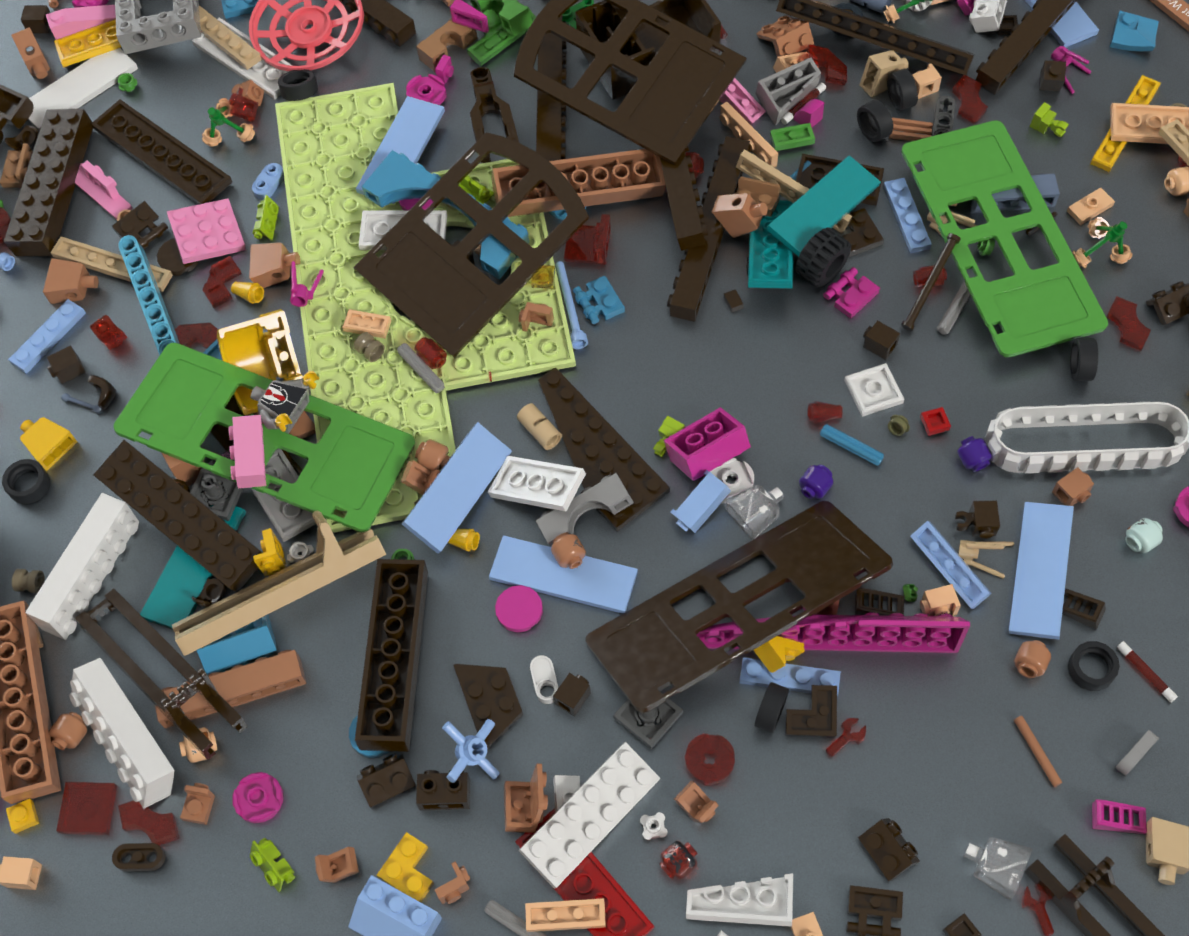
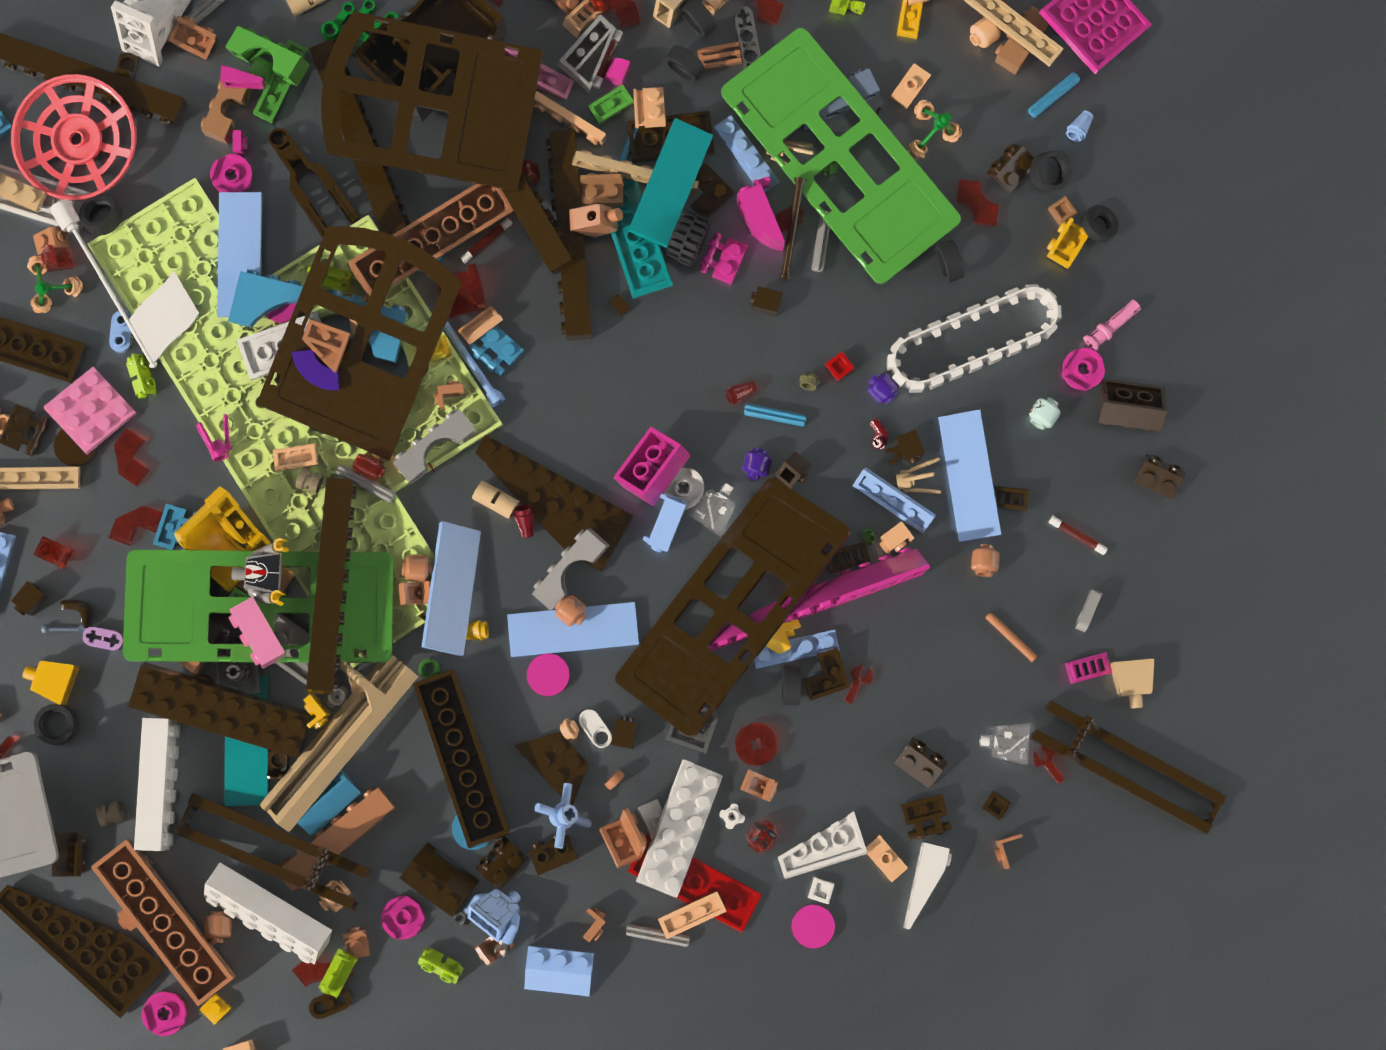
camera: 30 degrees left, 20 degrees up
(86, 808) = (265, 981): clear red tile -> none
(105, 426) = (102, 643): none -> lavender beam
(147, 291) = (69, 502): medium azure beam -> none
(161, 825) = (337, 973): none -> lime hinge
(248, 291) = (164, 459): yellow cone -> none
(271, 263) = (172, 424): nougat torso -> none
(305, 176) = (159, 317): none -> white flag
(313, 771) = (439, 879): none -> dark brown slope
(338, 441) = (329, 586): none -> dark brown brick
(352, 830) = (494, 915): none -> light blue torso
(400, 871) = (546, 931): yellow plate -> none
(418, 252) = (315, 371): none -> dark purple tile
(440, 228) = (326, 342): none -> nougat wing
(517, 668) = (569, 729): none -> light nougat plate
(525, 347) = (413, 462): none -> light grey arch
(537, 483) = (518, 559): white plate -> none
(542, 737) = (614, 779): none -> nougat tile
(559, 450) = (524, 518): none -> dark red cone
(592, 273) = (480, 325): none -> light nougat tile
(632, 208) = (486, 240): none -> clear red bar
(668, 428) = (613, 463): lime piece -> none
(828, 148) = (649, 107): none -> light nougat plate
(852, 497) = (793, 470): none -> dark brown brick
(874, 389) = (776, 352): white tile -> none
(901, 261) = (759, 215): none -> dark pink piece
(957, 499) = (881, 434): none -> dark red arm
(1073, 488) = (975, 389): nougat brick -> none
(1105, 653) = (1051, 547): black tyre -> none

